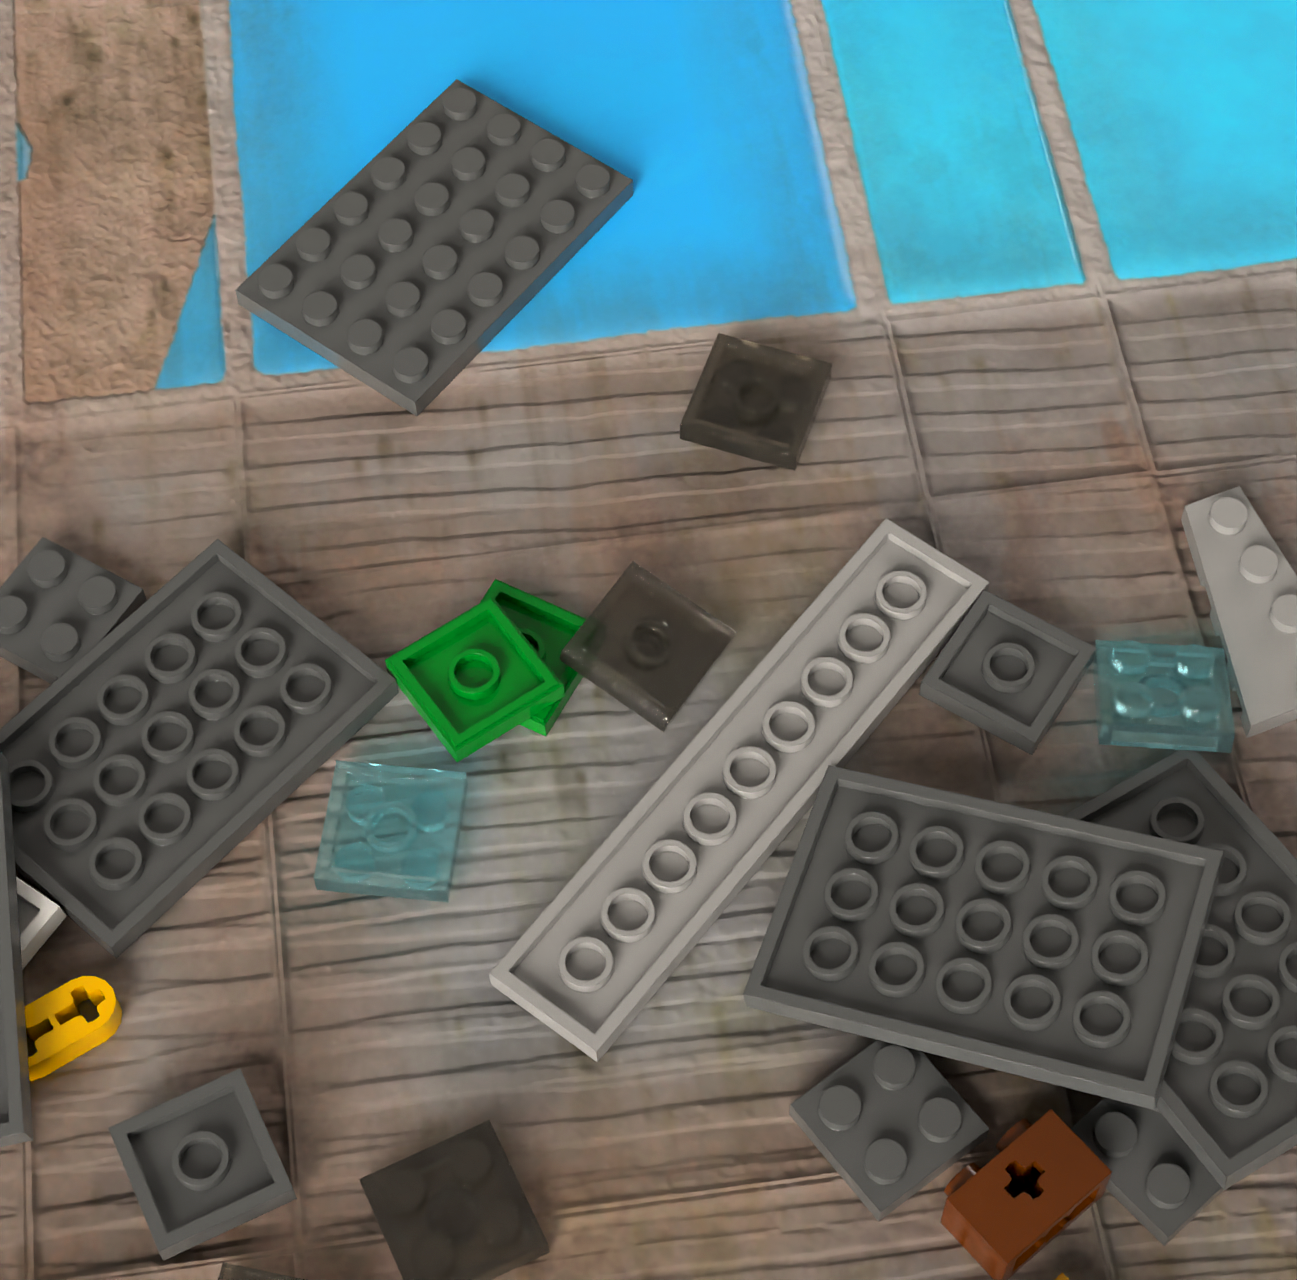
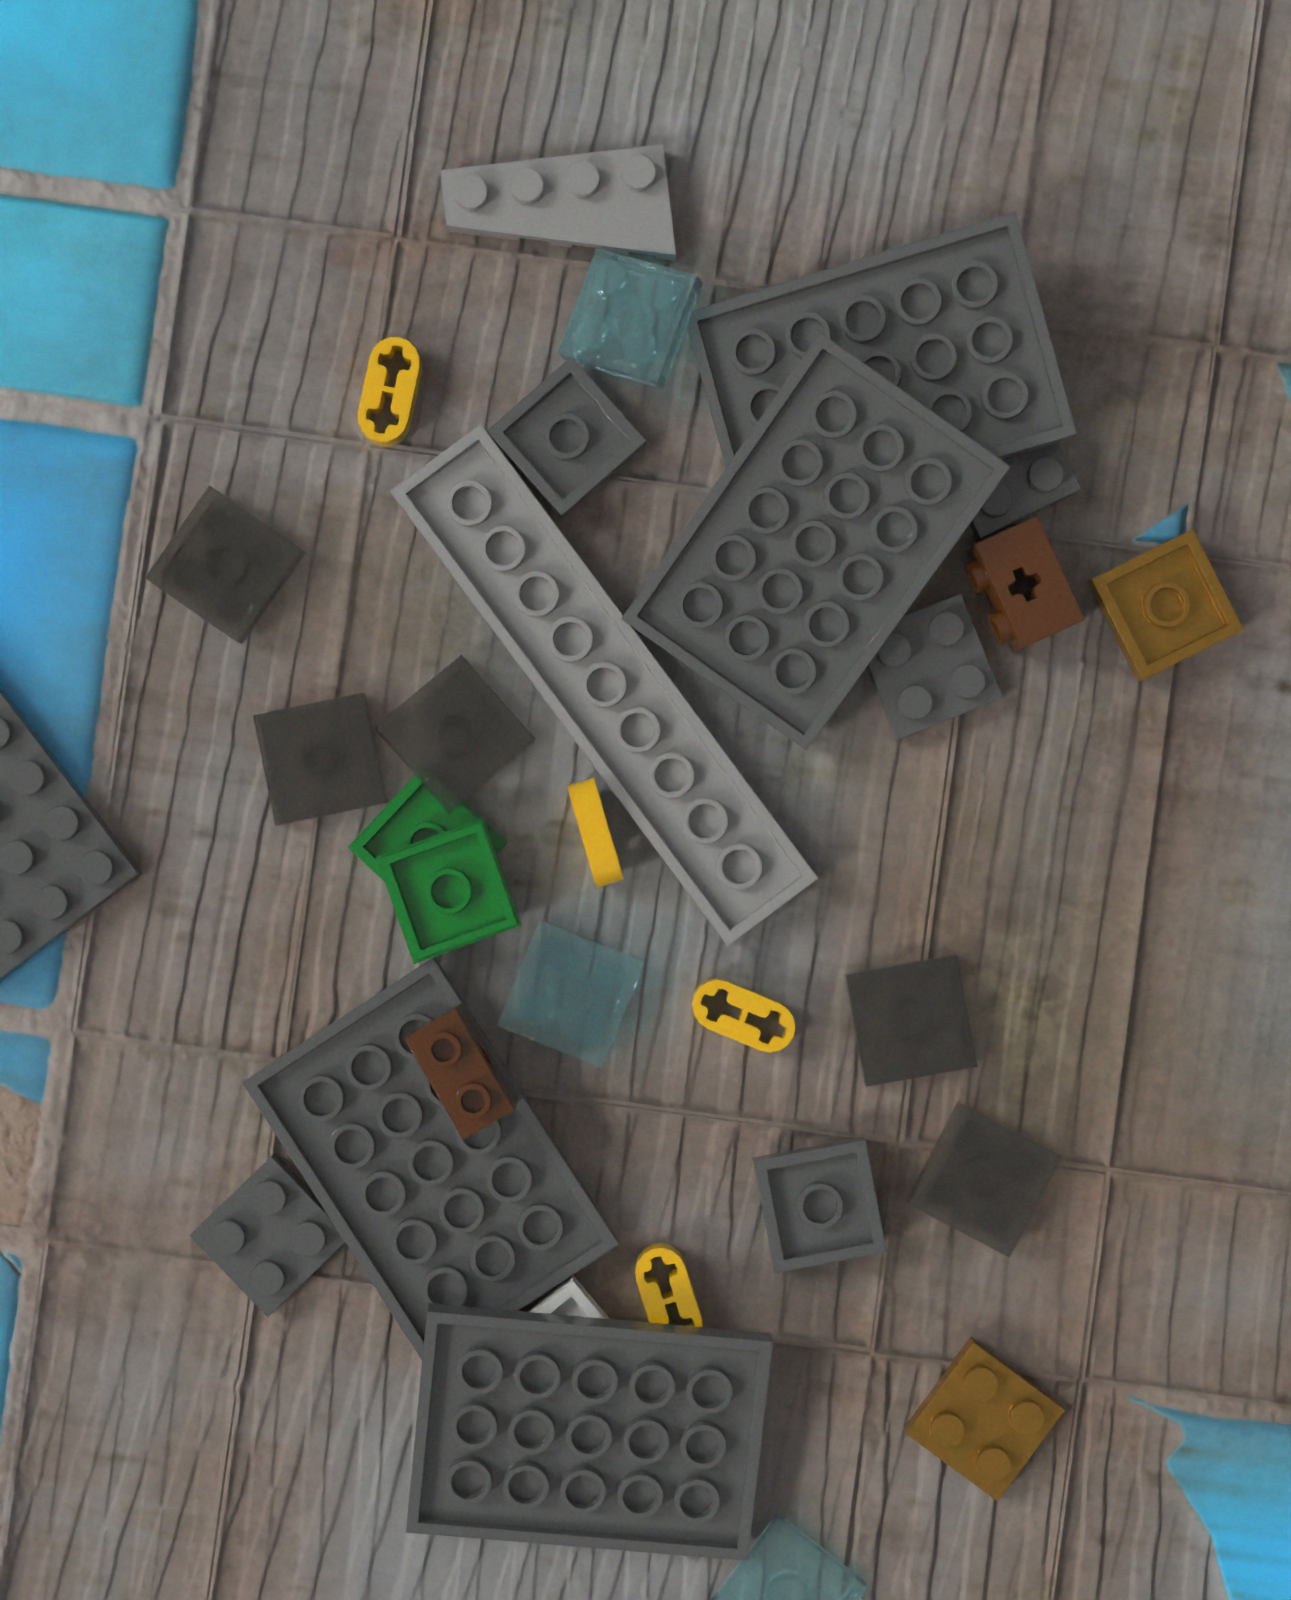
camera: 75 degrees left, 30 degrees up
(277, 721) = (462, 1071): none -> reddish brown brick
(397, 1019) = (736, 1027): none -> yellow beam
(580, 807) = (595, 832): none -> yellow beam
(581, 535) = (320, 759): none -> clear smoke plate
(990, 502) = (376, 390): none -> yellow beam

